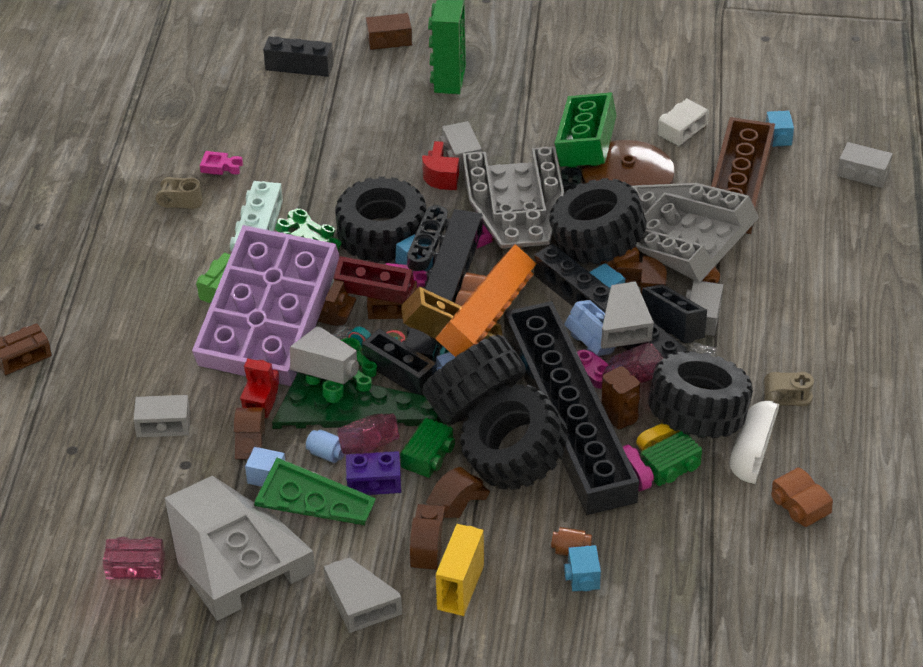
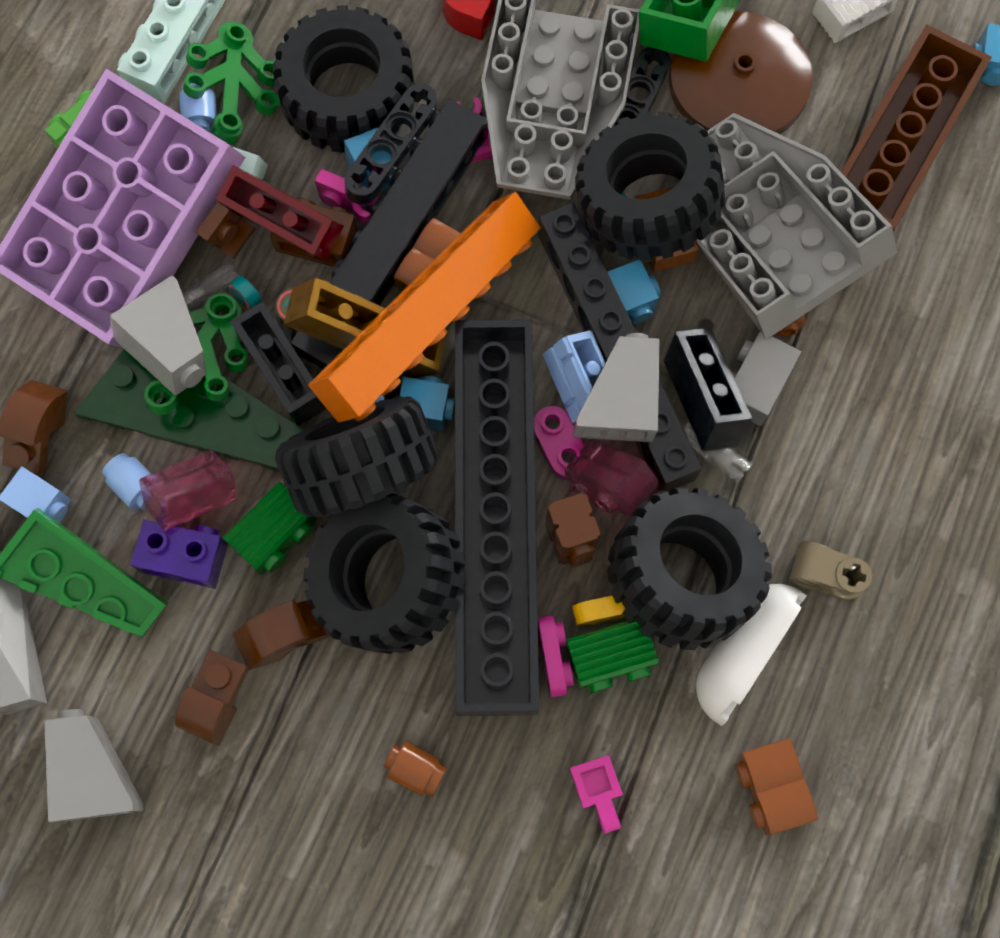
camera: 15 degrees right, 30 degrees up
(260, 386) = (69, 355): red brick -> none
(460, 569) = (231, 786): yellow brick -> none
(583, 568) = (413, 825): dark azure brick -> none
(645, 273) = (701, 291): reddish brown brick -> none
(691, 524) = (597, 787): none -> dark pink plate

